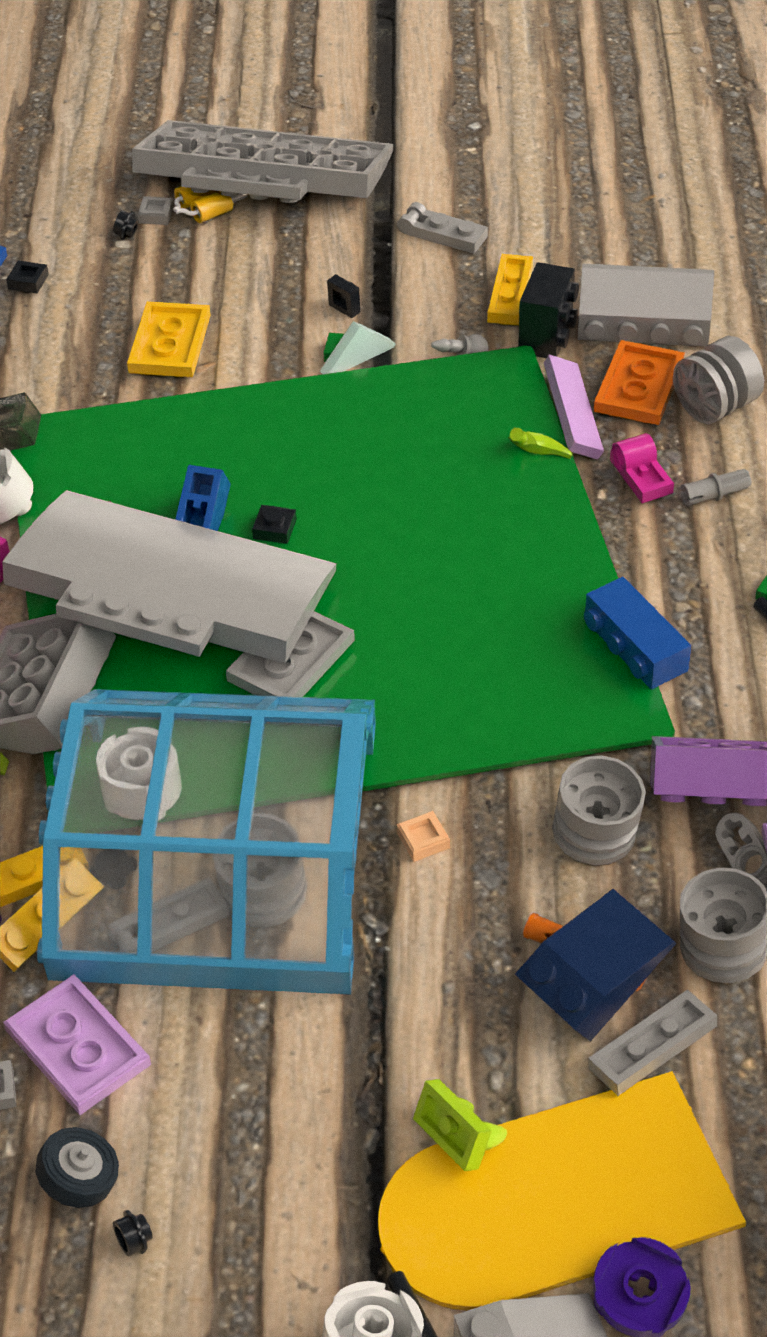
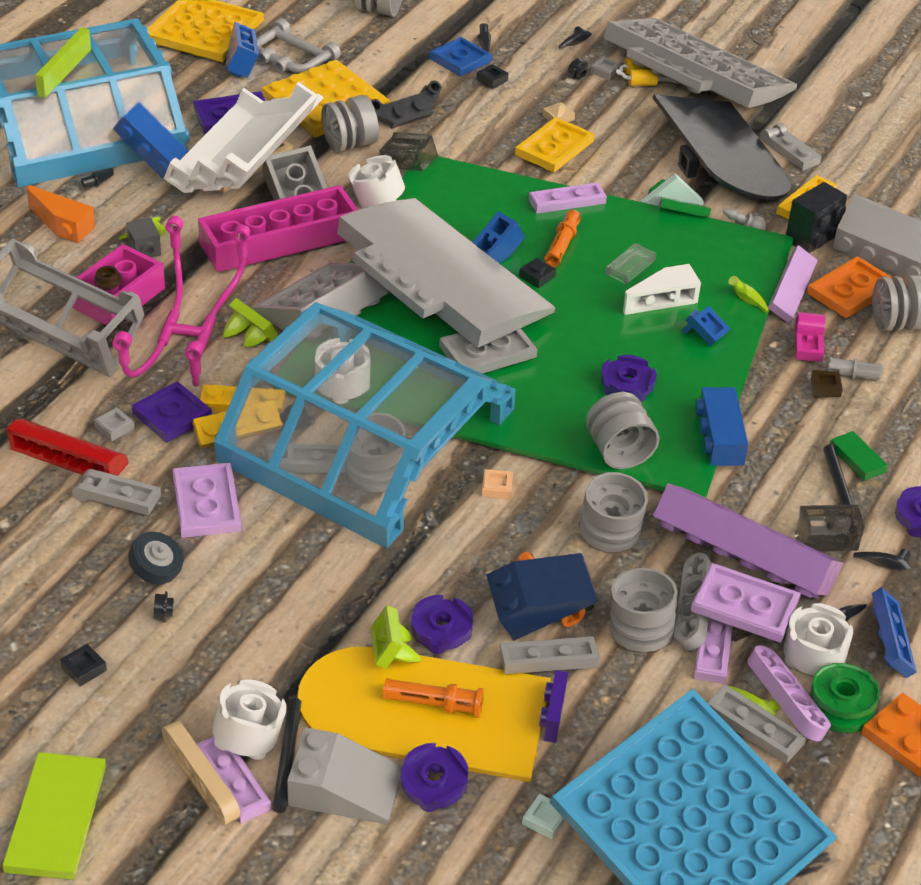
camera: 25 degrees right, 5 degrees down
(96, 179) = (578, 37): none -> black bar
(140, 292) = (560, 111): none -> tan tile
(237, 406) = (567, 197): none -> lavender tile
(271, 454) = (565, 232): none -> orange pin
(374, 258) = (726, 146): none -> piece
(375, 462) = (630, 263): none -> clear tile
(383, 359) = (685, 207): none -> green tile
(447, 477) = (664, 289): none -> white slope
(483, 634) = (615, 380): none -> dark purple plate
(490, 1088) = (441, 637): none -> dark purple plate
(523, 505) = (707, 325): none -> blue bracket
(538, 695) = (622, 430): none -> light grey wheel
(584, 1168) = (450, 698): none -> orange pin
(701, 520) = (826, 383): none -> dark brown plate
(715, 1118) = (551, 716): none -> dark purple plate

